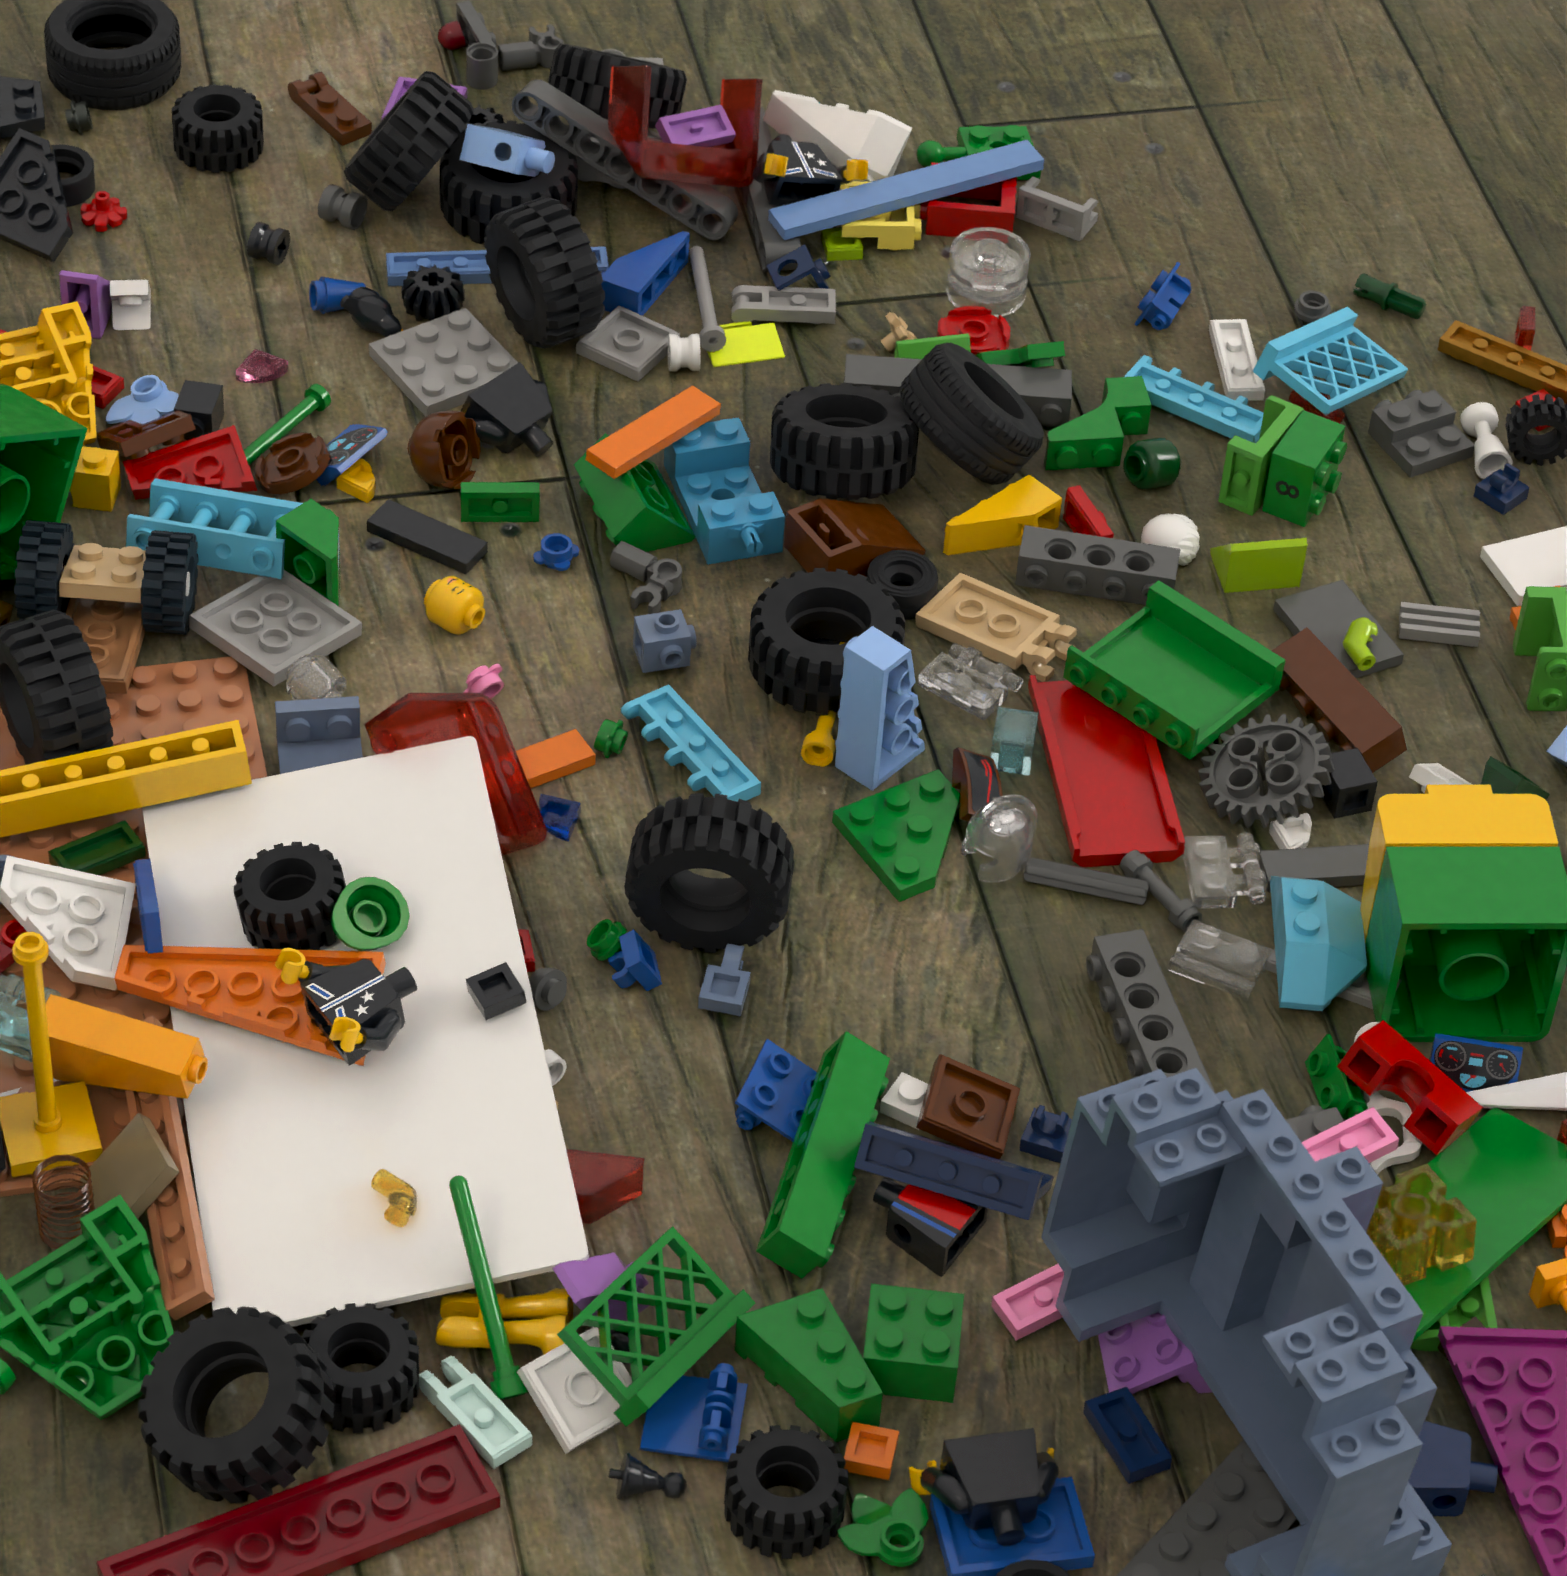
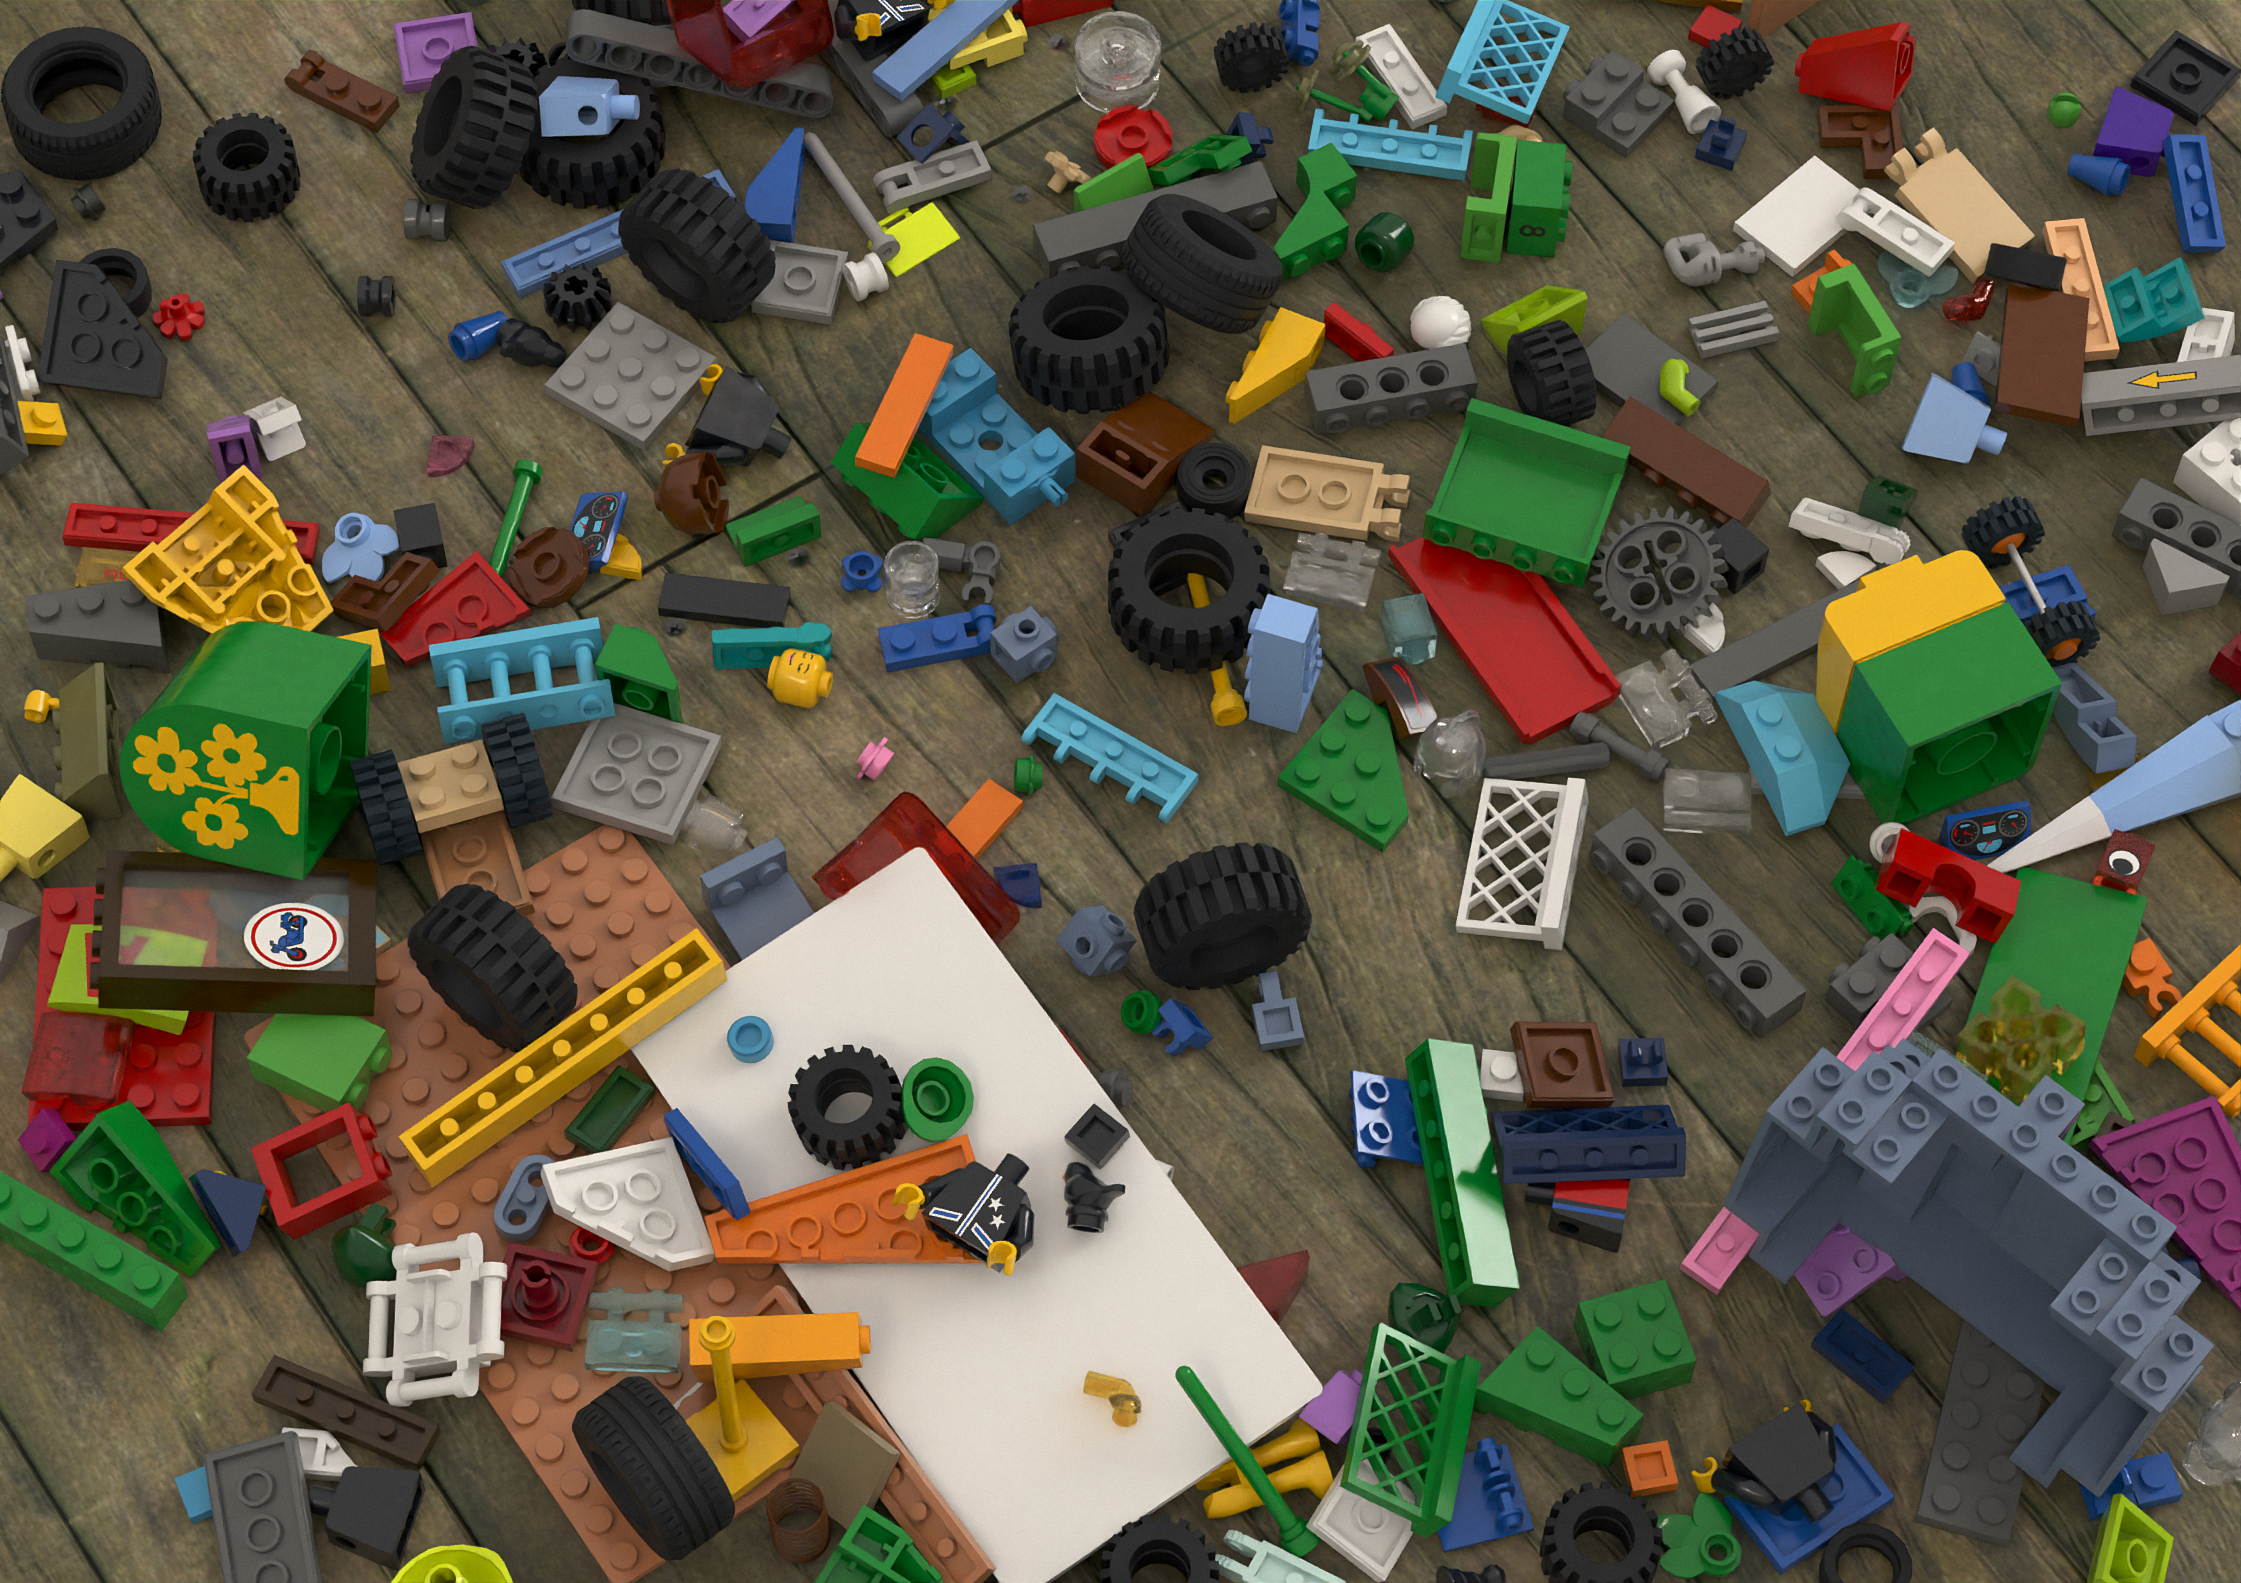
camera: 20 degrees left, 15 degrees up
(244, 832) = (750, 1039): none -> dark azure tile
(420, 568) = (757, 647): none -> teal hinge
(458, 1036) = (1087, 1198): none -> black animal
(589, 619) = (937, 639): none -> blue plate
(593, 565) = (912, 579): none -> clear wheel
(595, 870) = (1097, 941): none -> sand blue brick
(727, 1250) = (1424, 1314): none -> dark green piece
(1051, 957) = (1558, 874): none -> white fence
(1075, 356) = (1257, 136): none -> dark blue tile
(1104, 316) = (1251, 57): none -> black tyre
(1191, 326) = (1347, 59): none -> plant
(1245, 588) = (1552, 374): none -> black tyre
(1436, 566) = (1706, 261): none -> light grey piece

